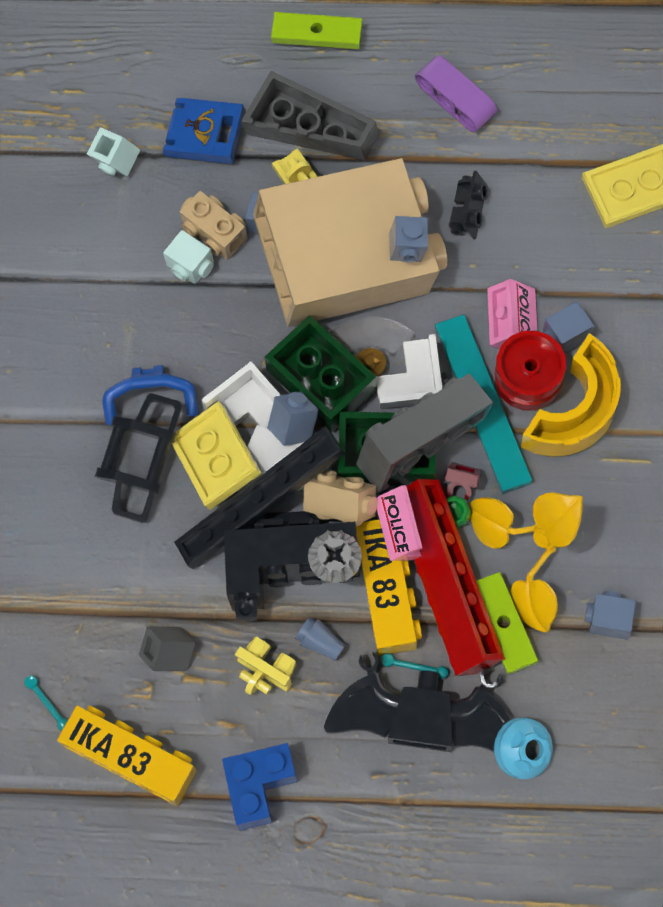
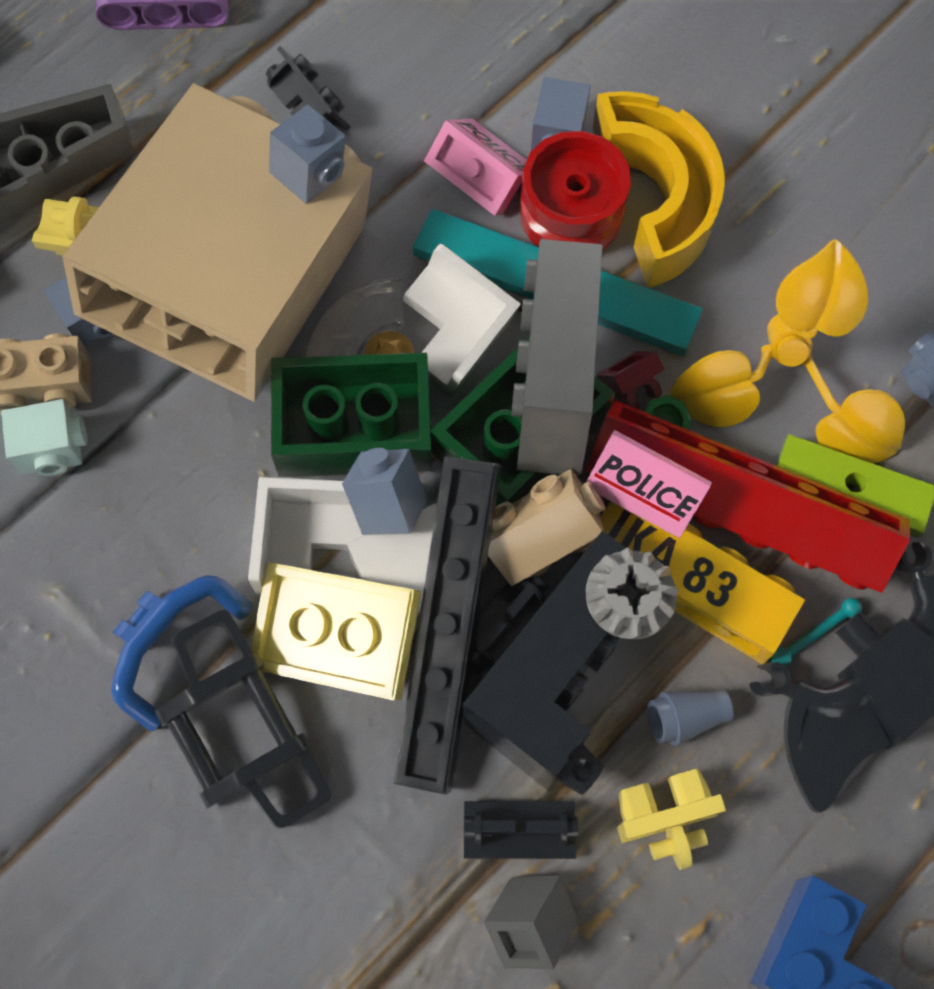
camera: 55 degrees left, 0 degrees up
(201, 611) = (520, 830): none -> black hinge

